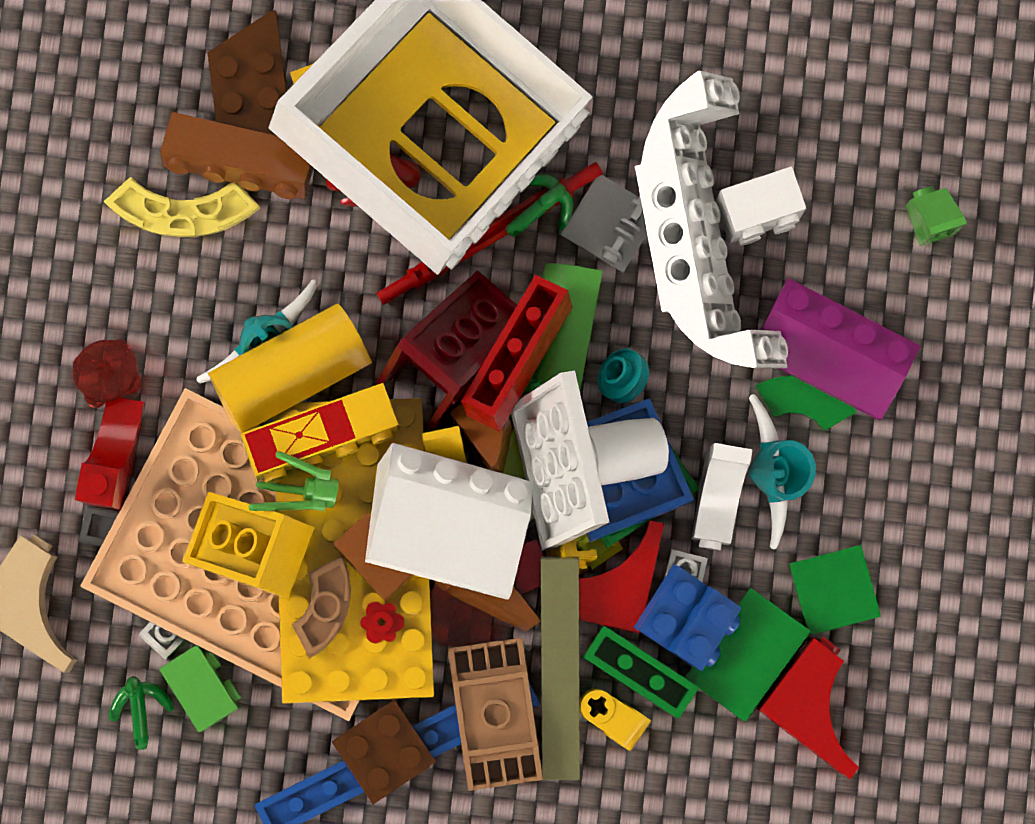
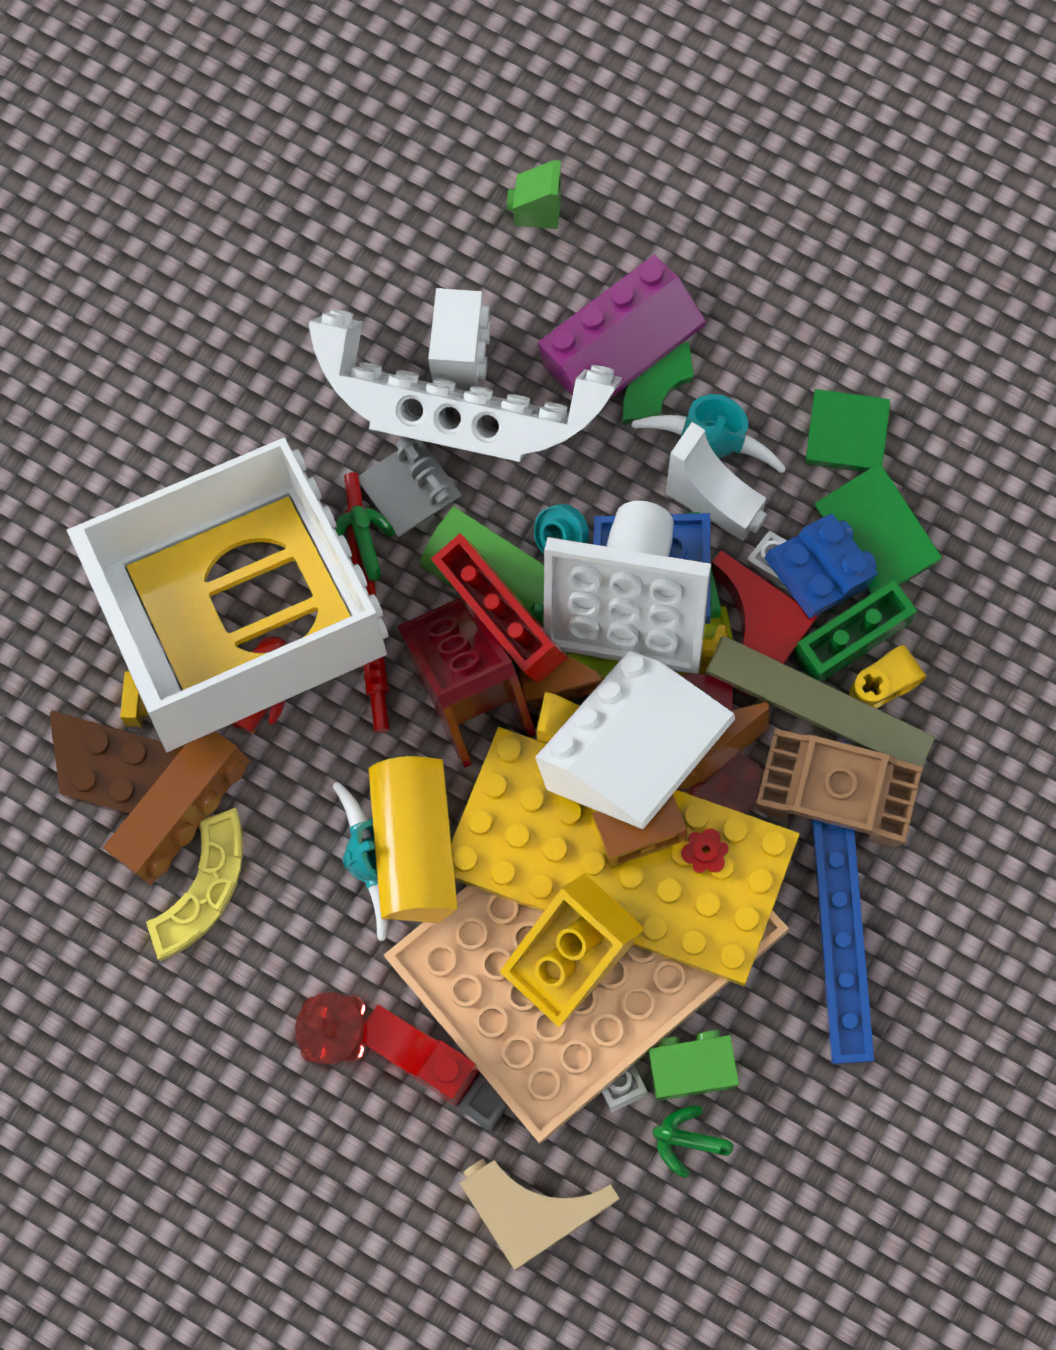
camera: 60 degrees left, 10 degrees down
(320, 490) = (550, 853): bright green plant -> none
(321, 432) = (491, 831): yellow brick -> none
(327, 607) = (668, 897): medium nougat tile -> none
(383, 751) = (832, 909): reddish brown plate -> none
(802, 703) = (947, 500): red arch -> none

